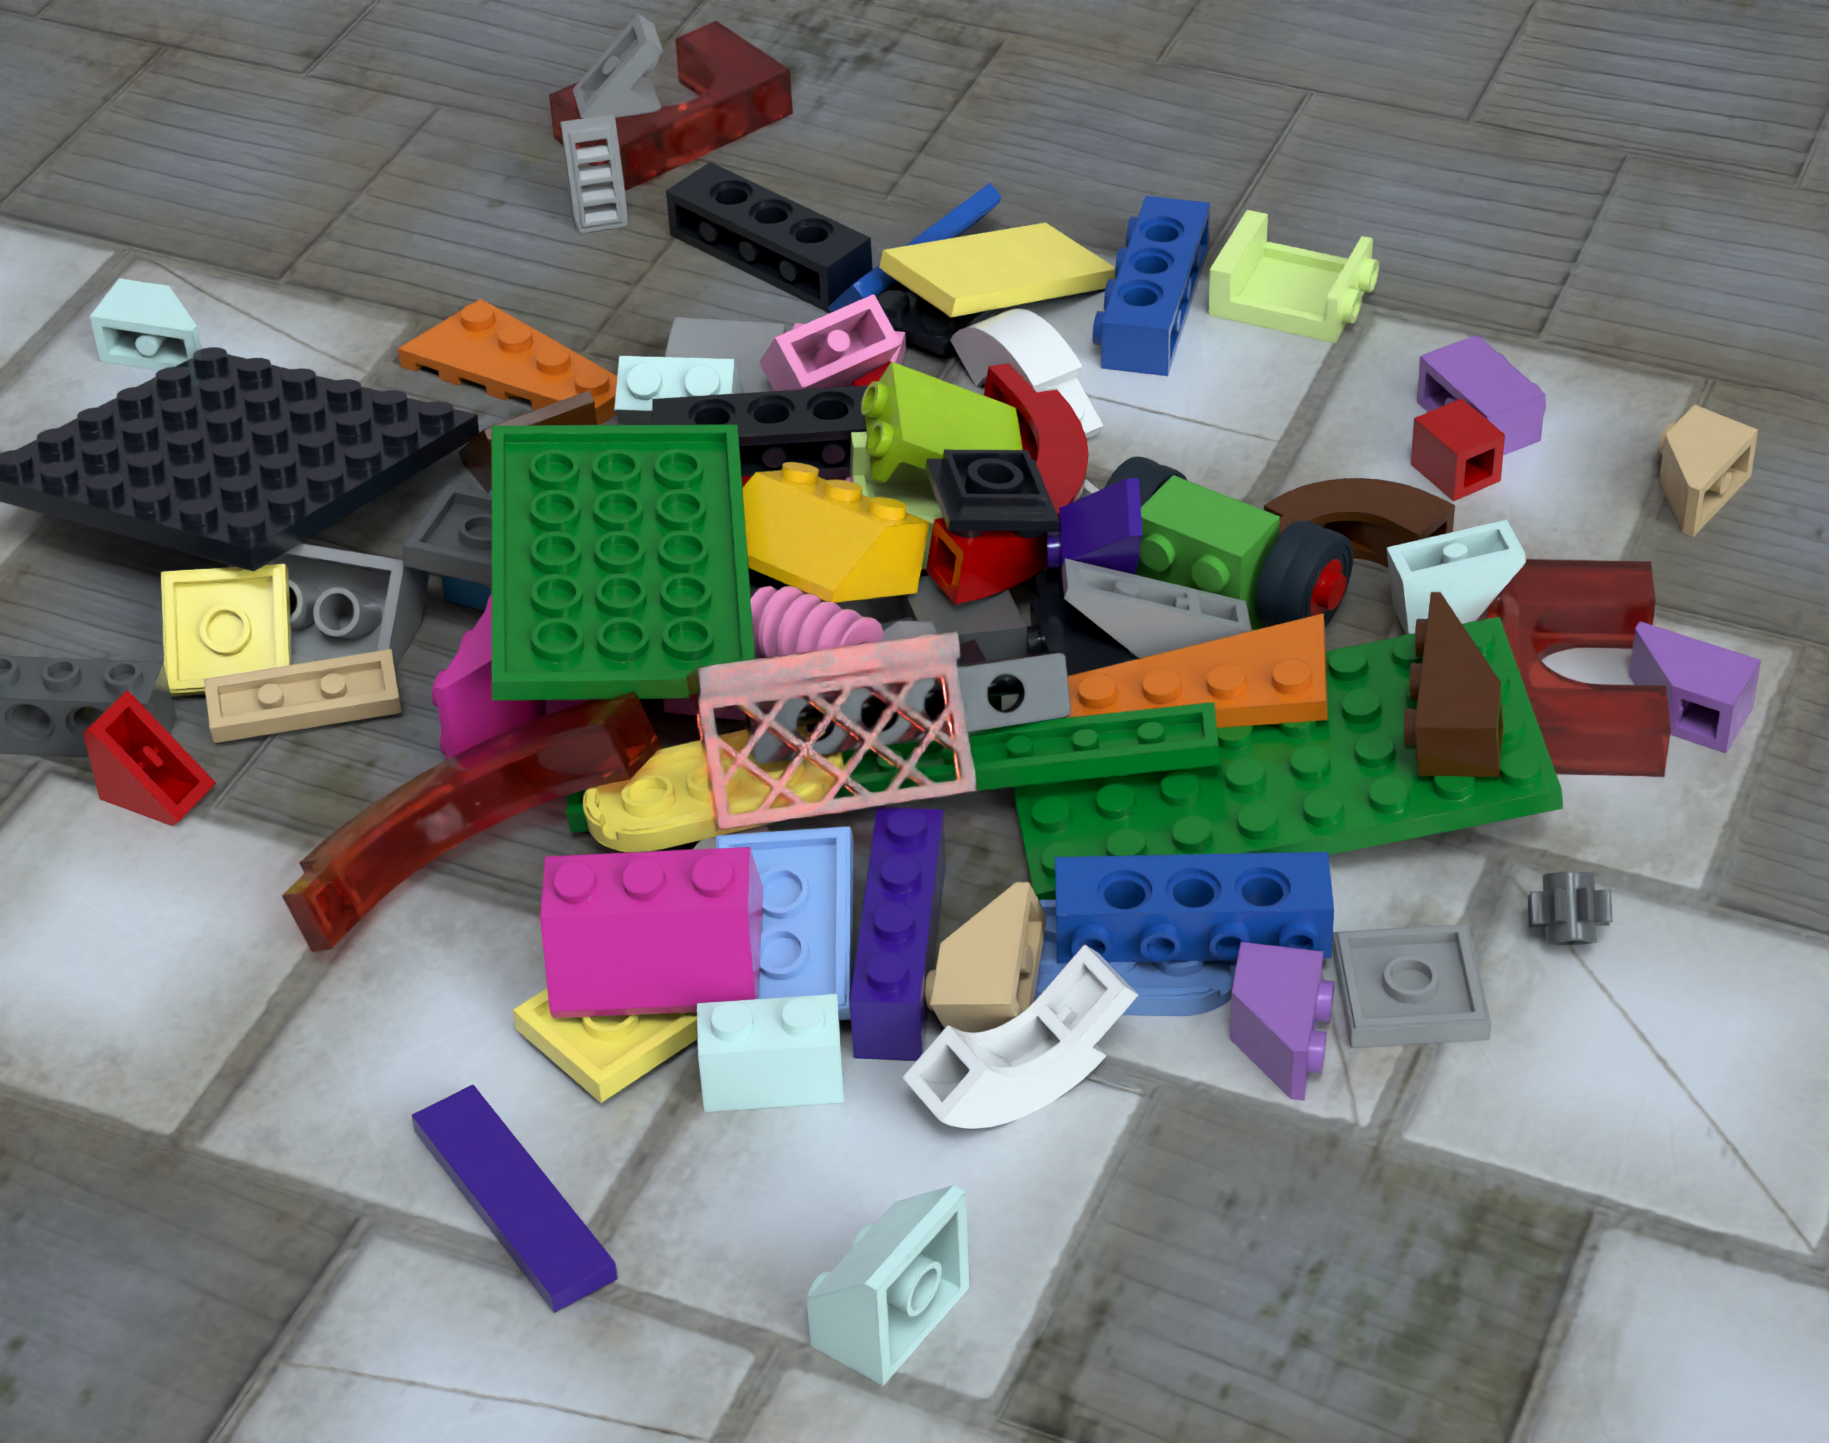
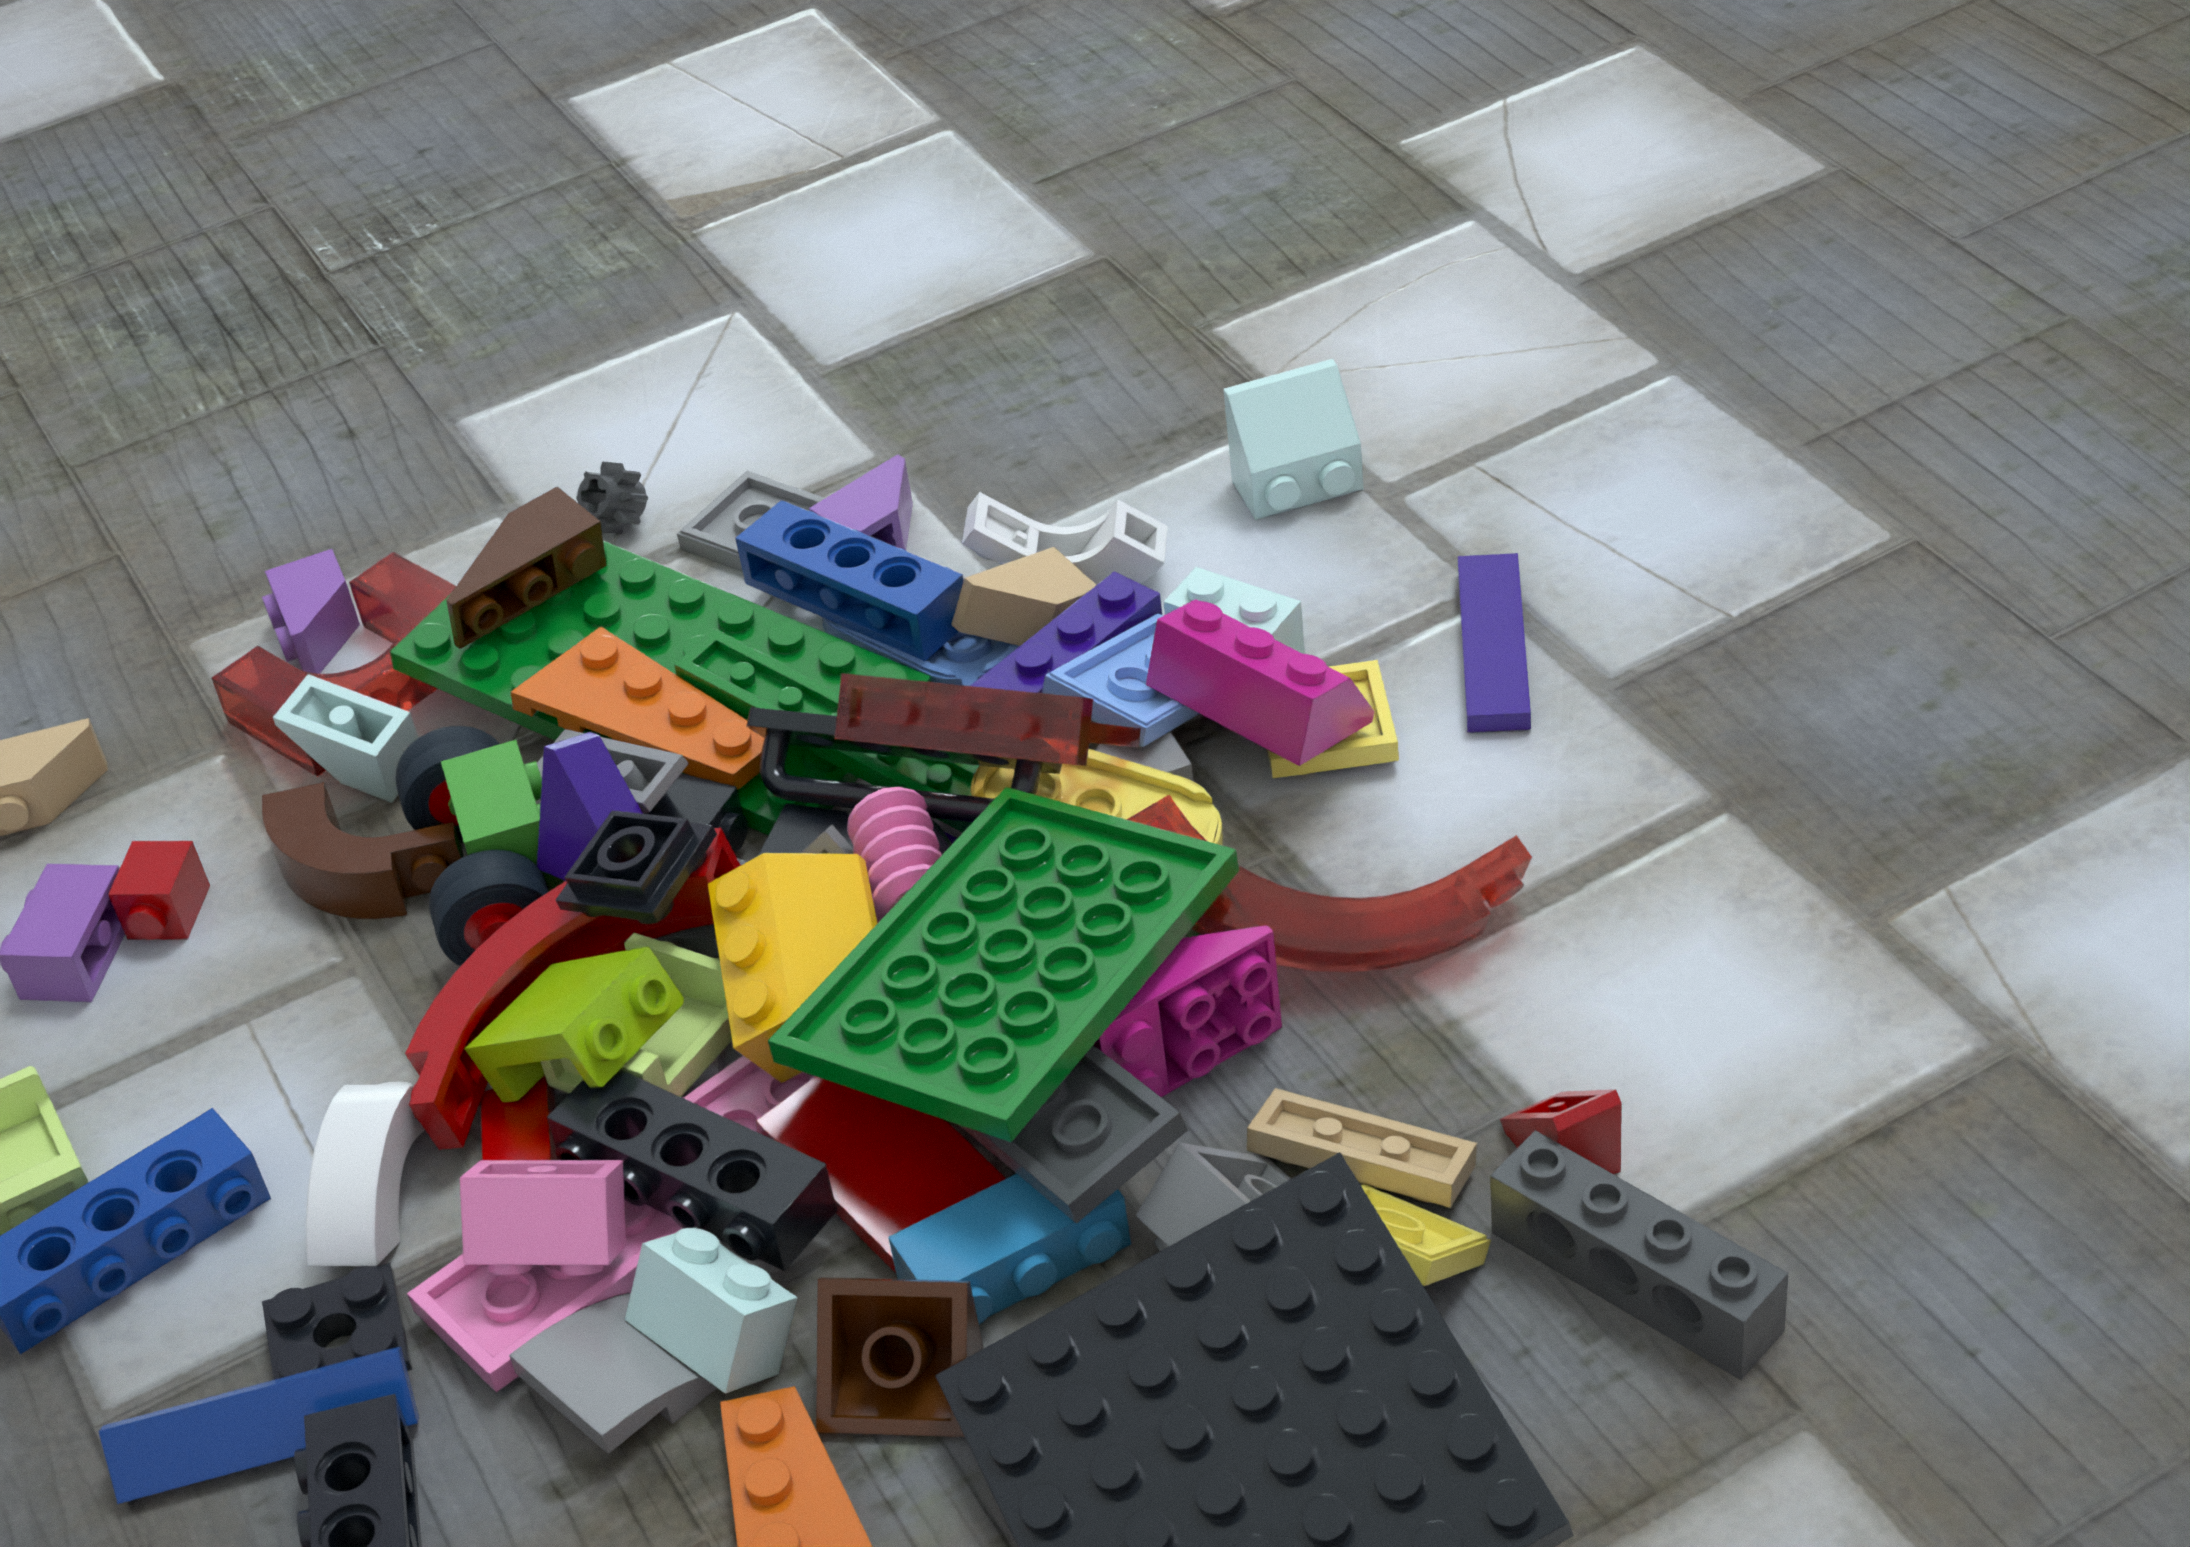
camera: 140 degrees left, 0 degrees up
(997, 269) = (234, 1311): light yellow tile -> none

